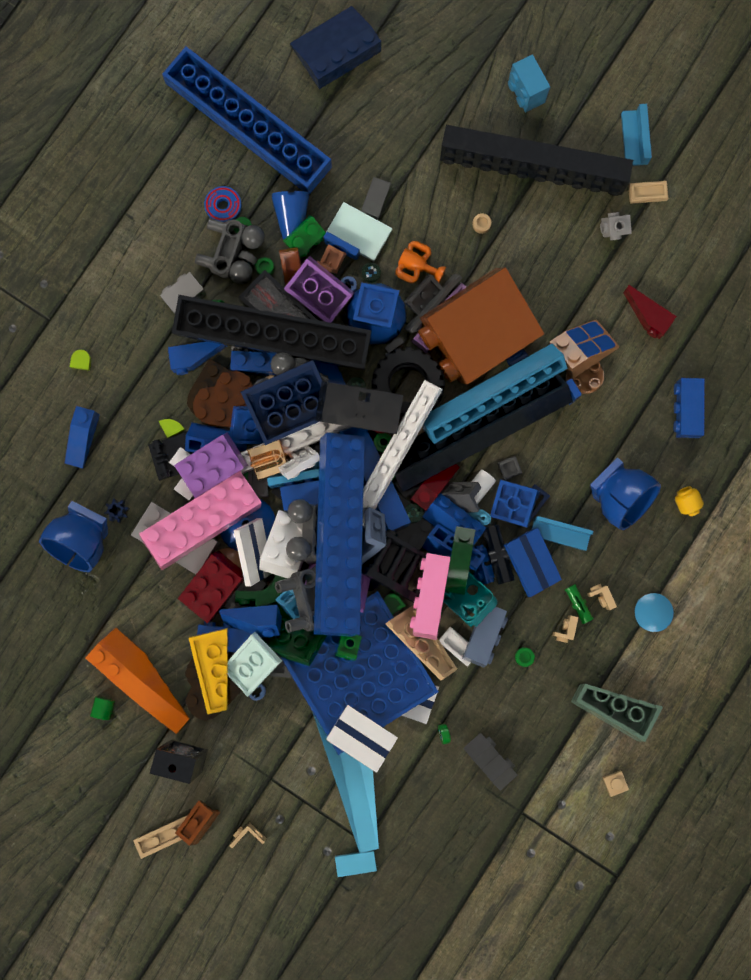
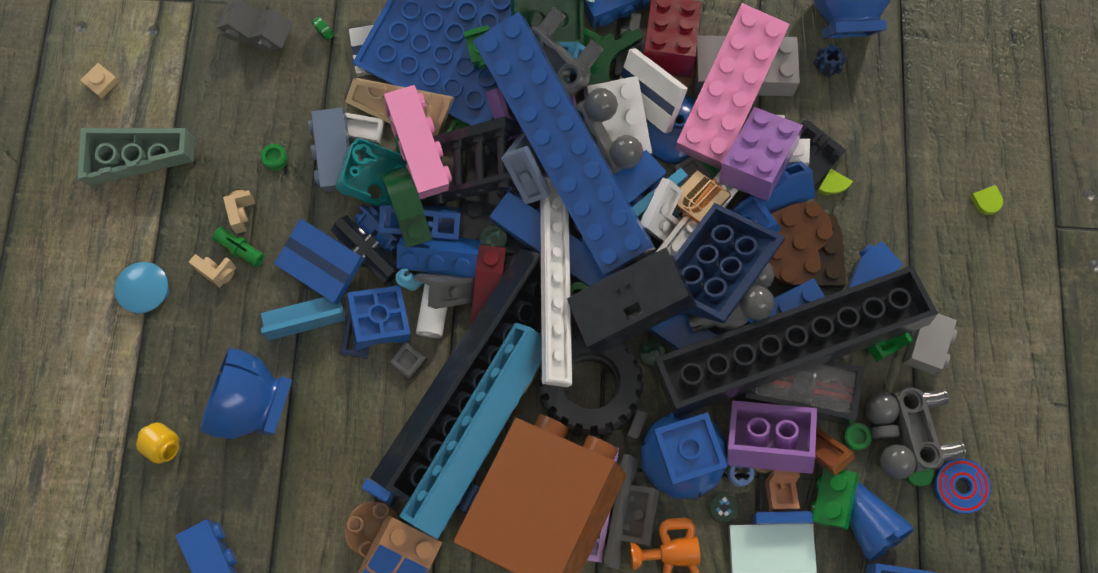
camera: 145 degrees right, 10 degrees down
(81, 436) = (927, 118): blue slope -> none
(259, 619) = (596, 21): blue slope -> none

